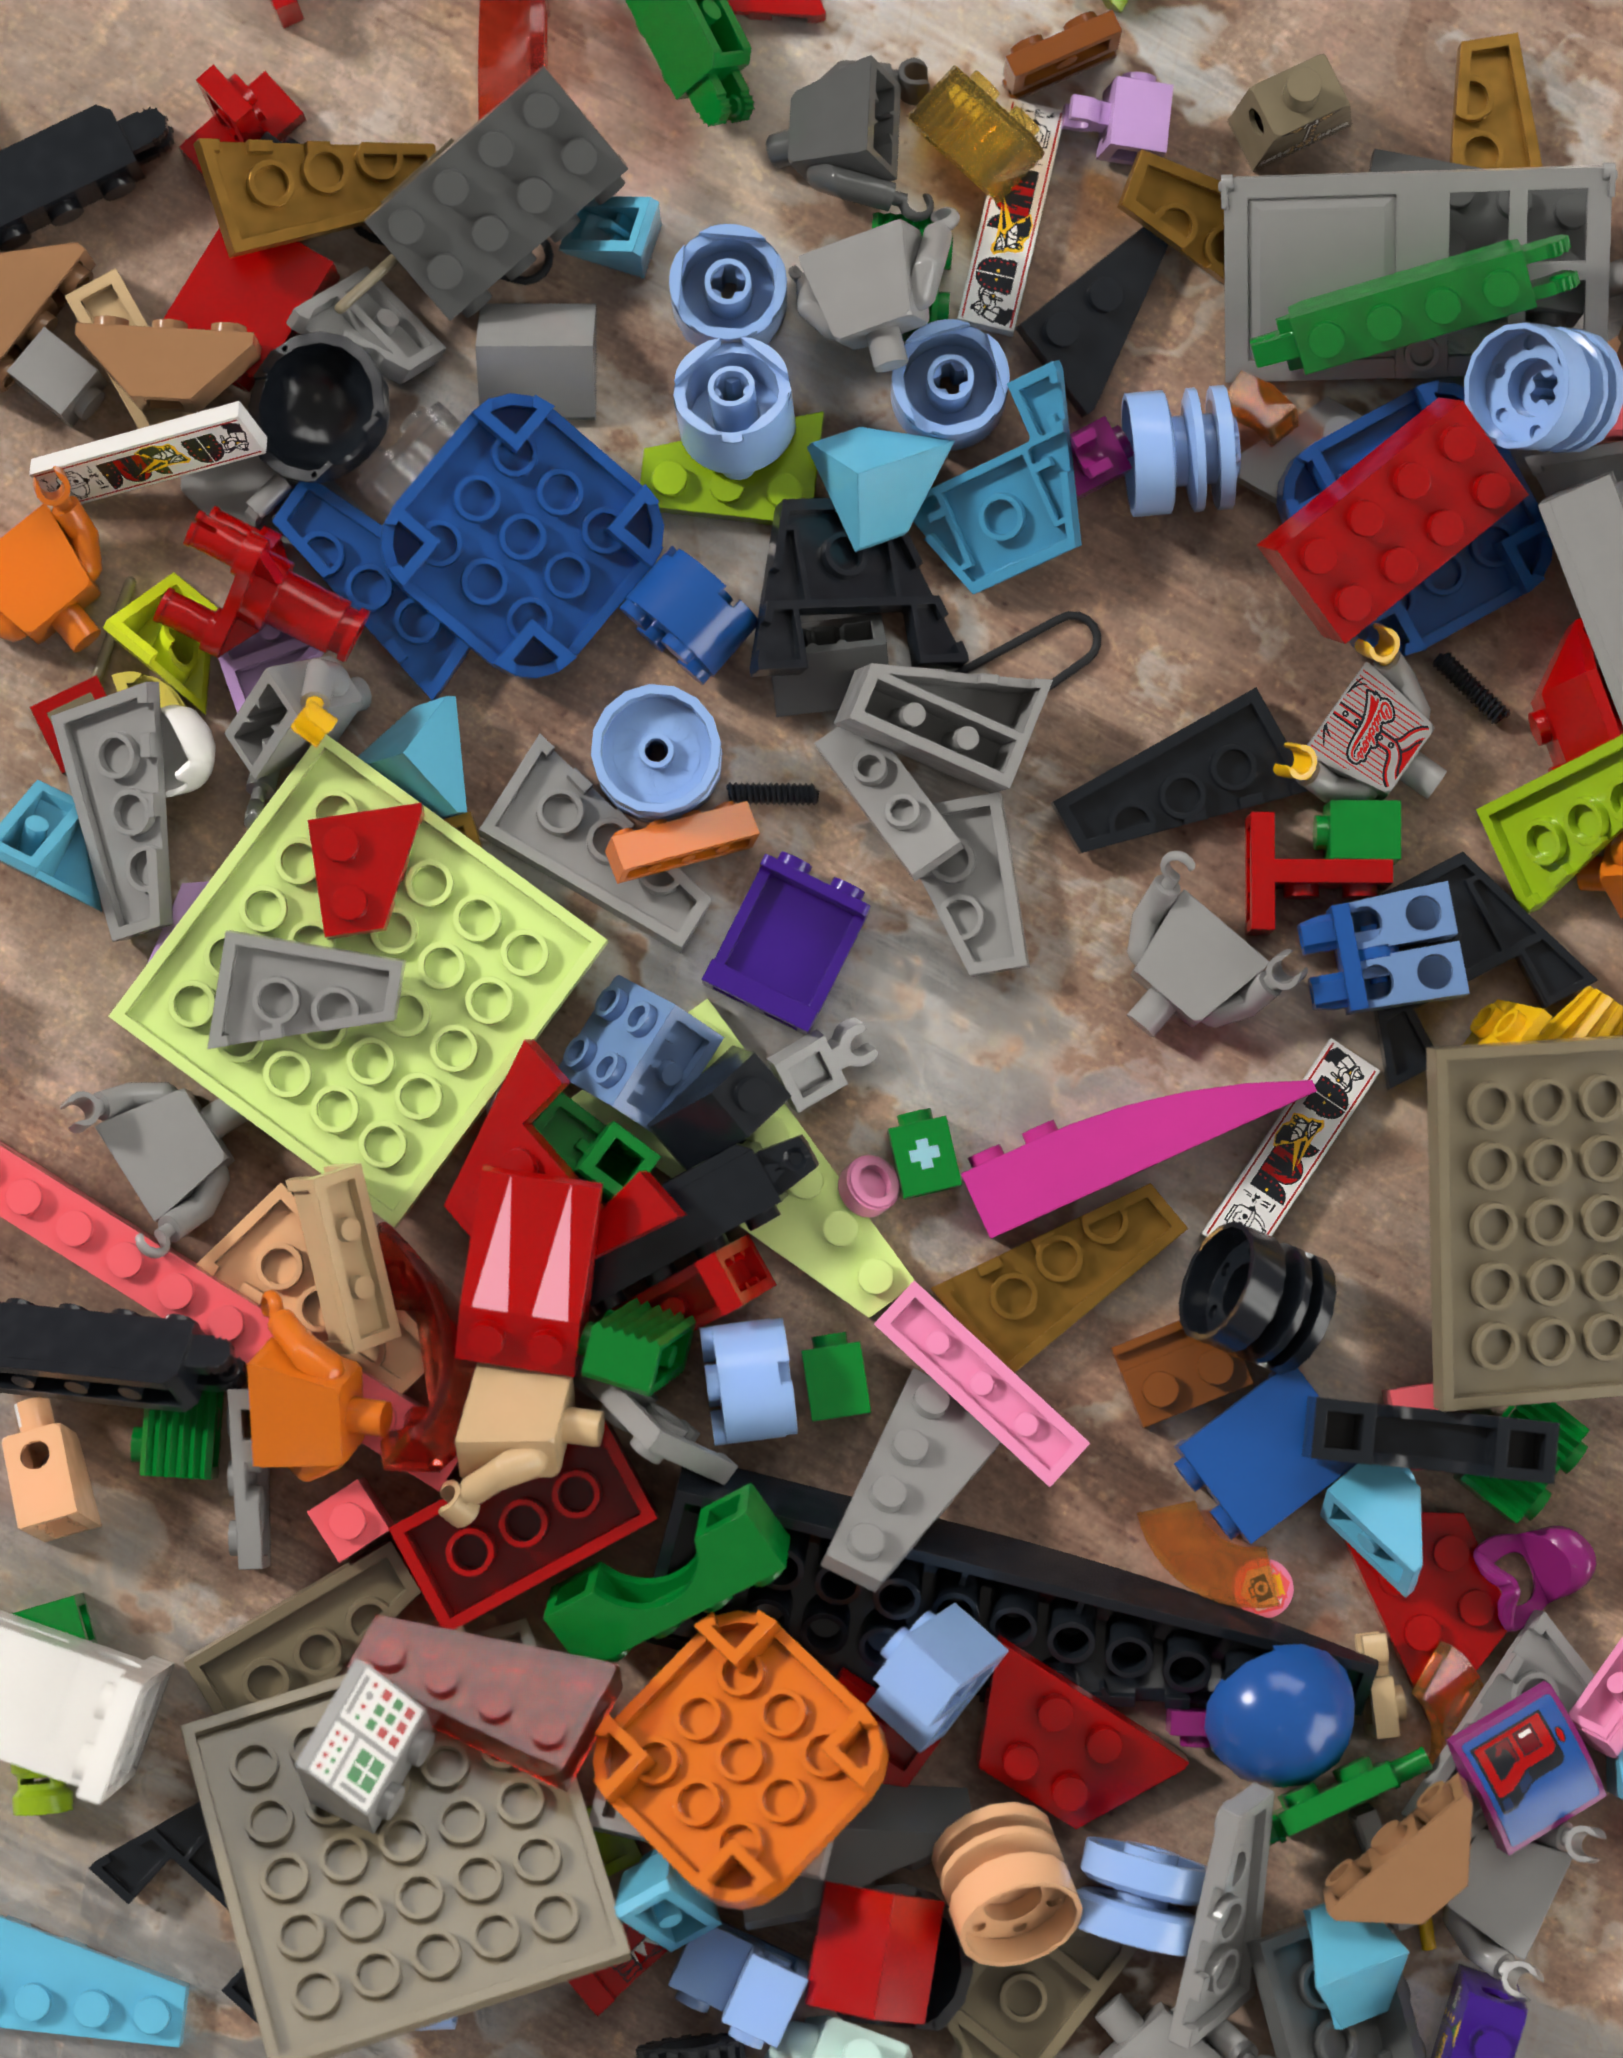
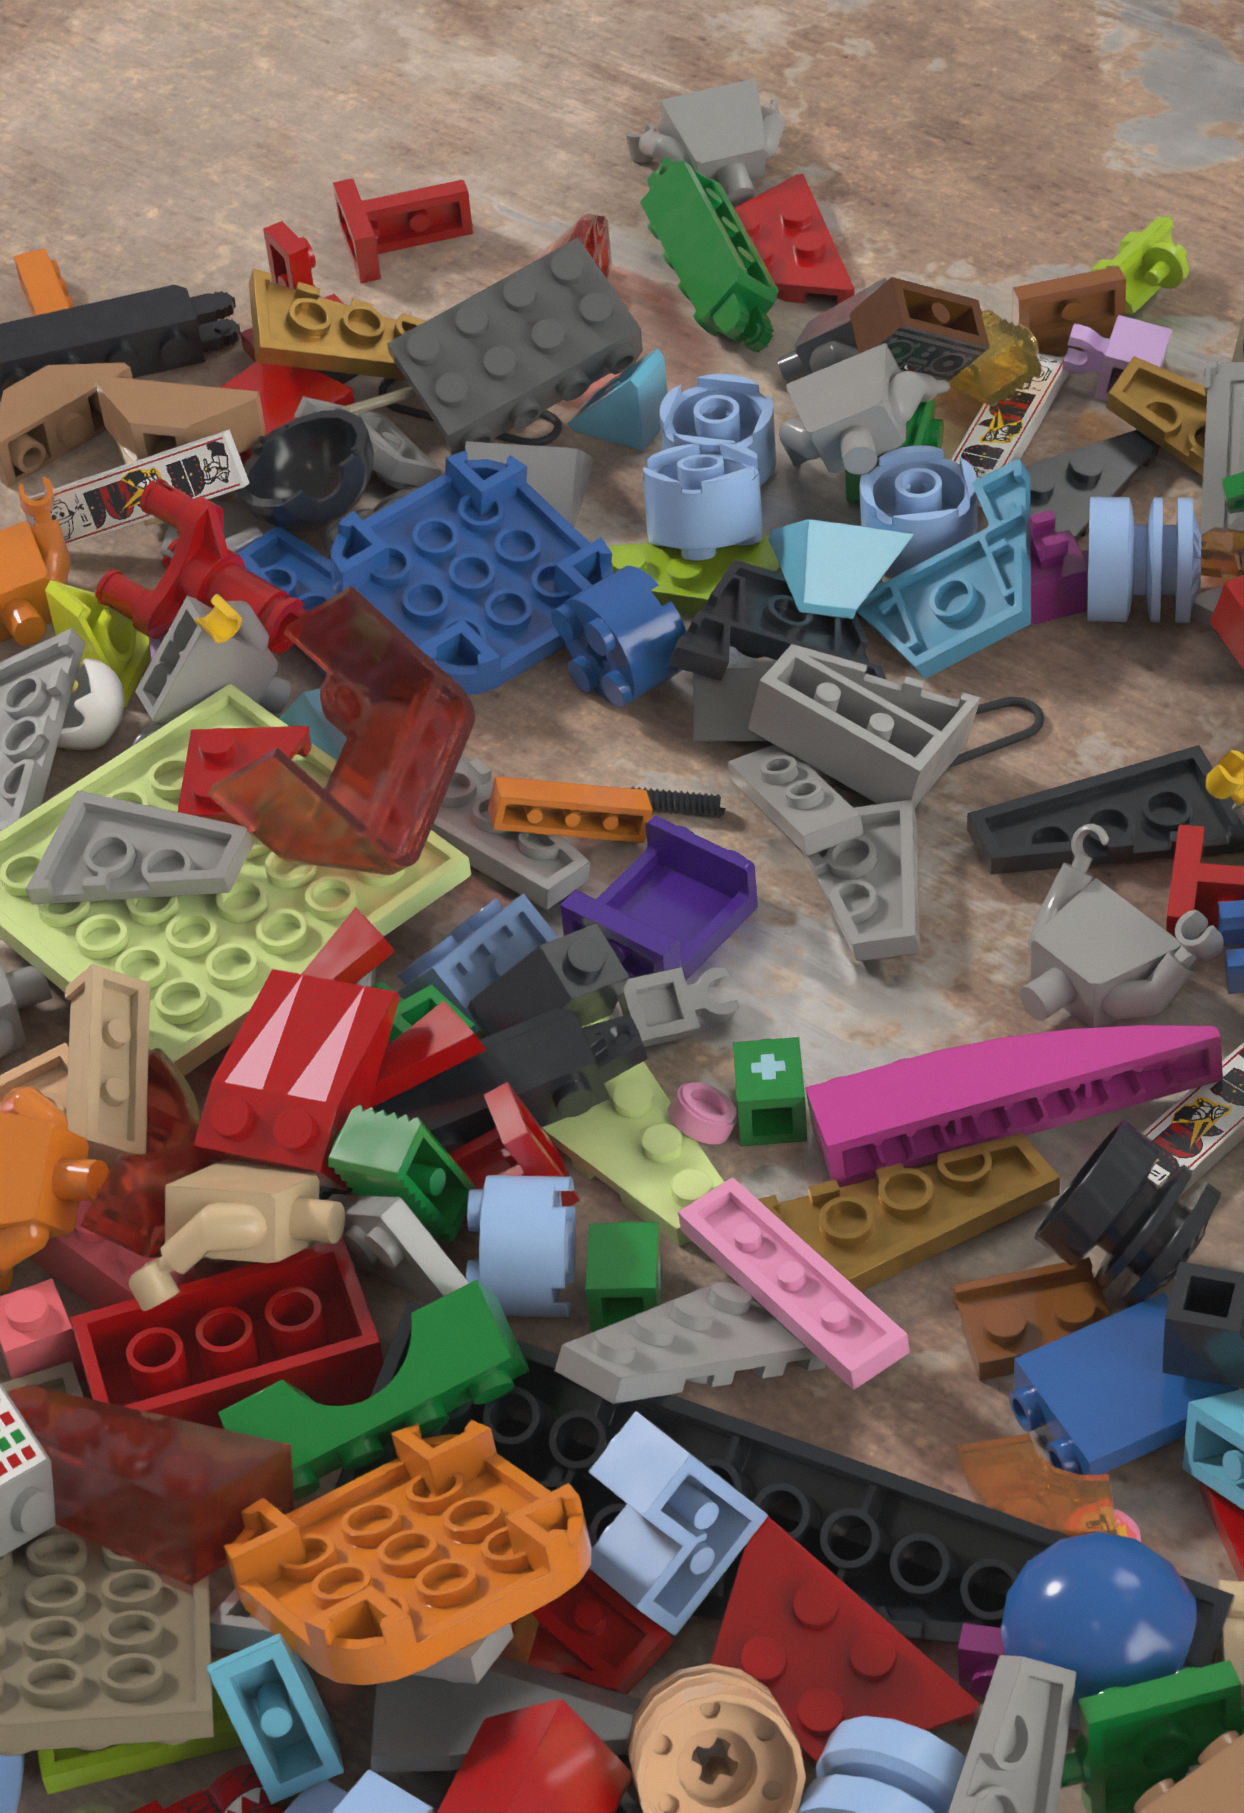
camera: 15 degrees right, 40 degrees down
(59, 378) = (70, 451): light grey brick -> none
(508, 856) = (400, 752): none -> clear red windscreen
(626, 738) = (563, 727): light blue wheel -> none
(926, 172) = (922, 326): none -> reddish brown brick

